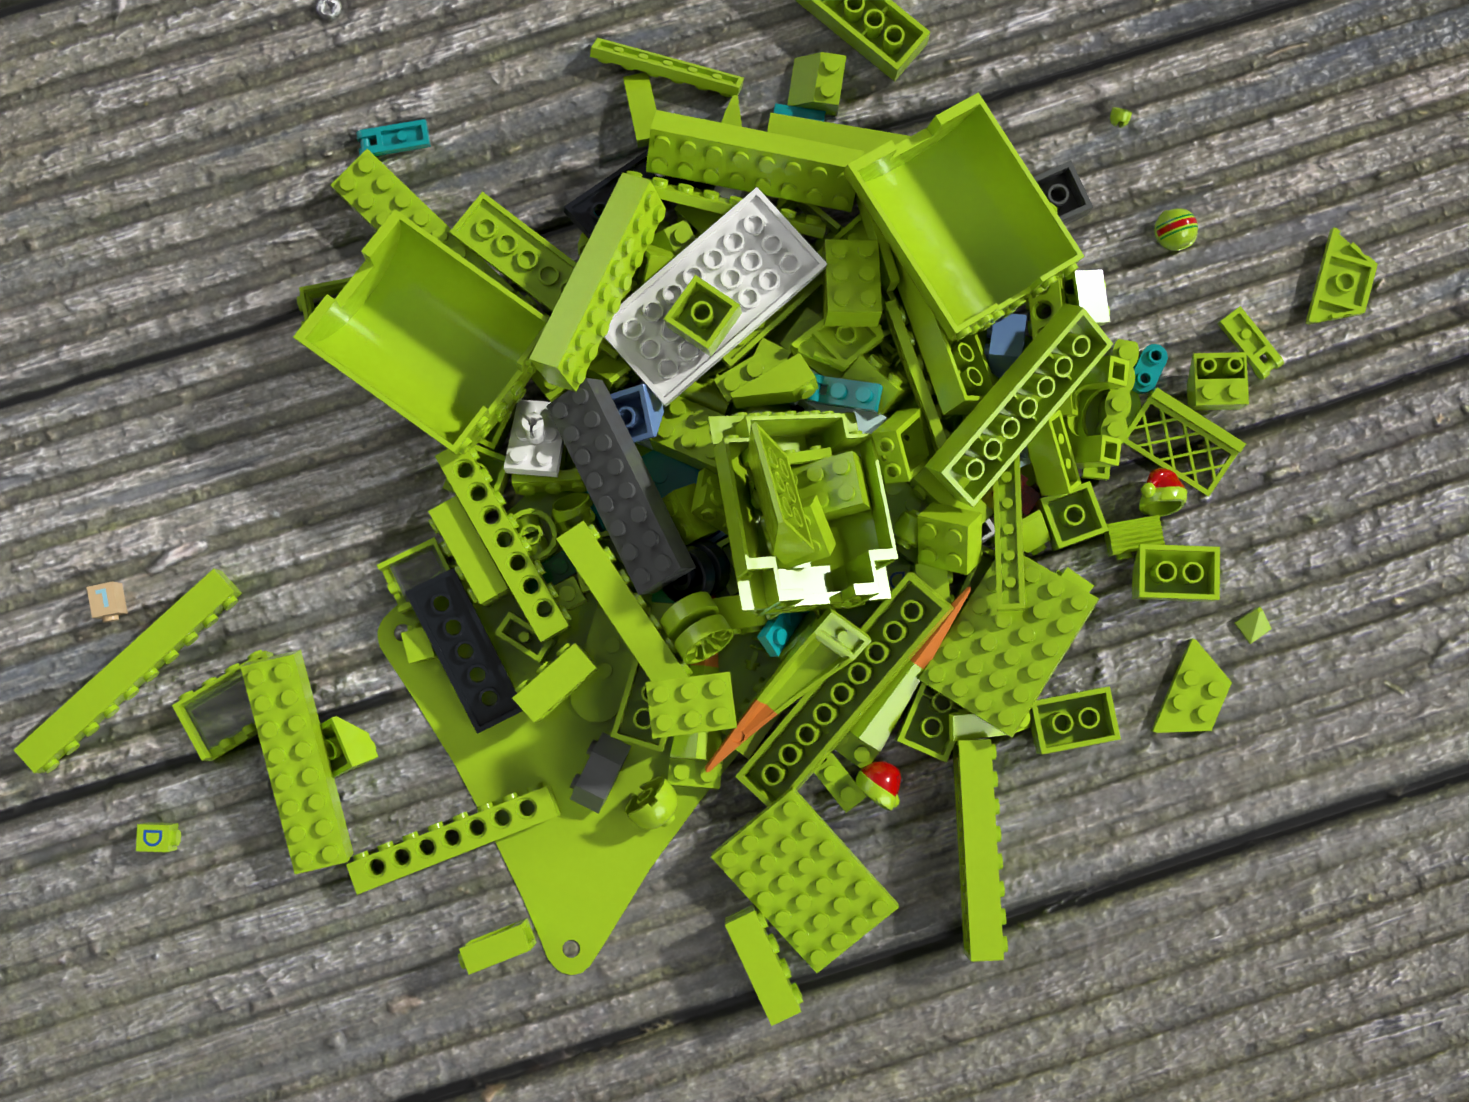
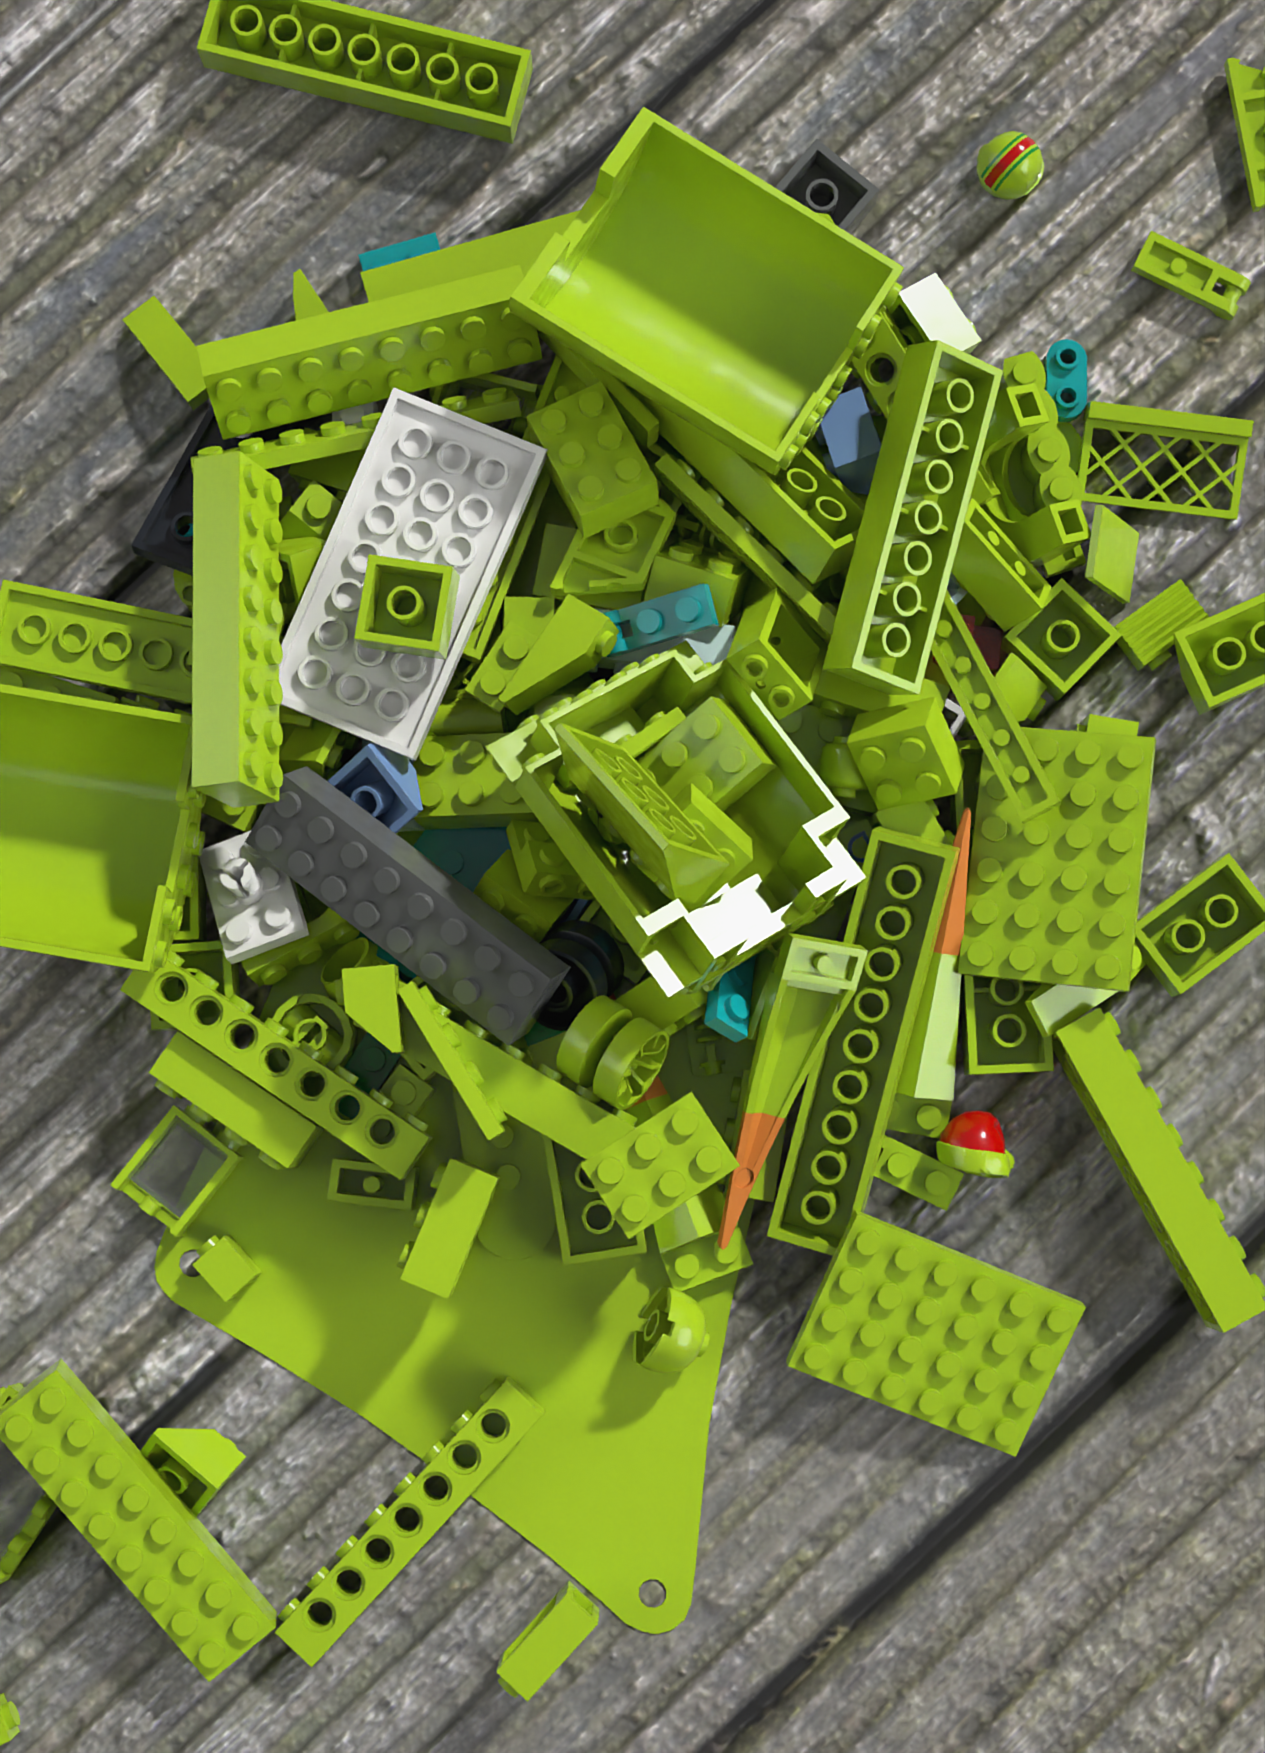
camera: 25 degrees left, 0 degrees up
(446, 647) = (267, 1251): black plate -> none
(573, 532) = (374, 1002): none -> lime slope
(600, 772) = (572, 1324): dark grey brick -> none
(604, 598) = (444, 1044): none -> lime plate
(659, 65) = (178, 276): lime plate -> none
(765, 969) = (941, 1487): lime brick -> none
(817, 82) = (404, 196): lime slope -> none
(1120, 116) = (853, 42): lime hinge -> none
(1125, 481) = (1112, 554): none -> lime piece
(1162, 493) = (1170, 546): lime piece -> none
(1218, 381) = (1171, 352): lime slope -> none

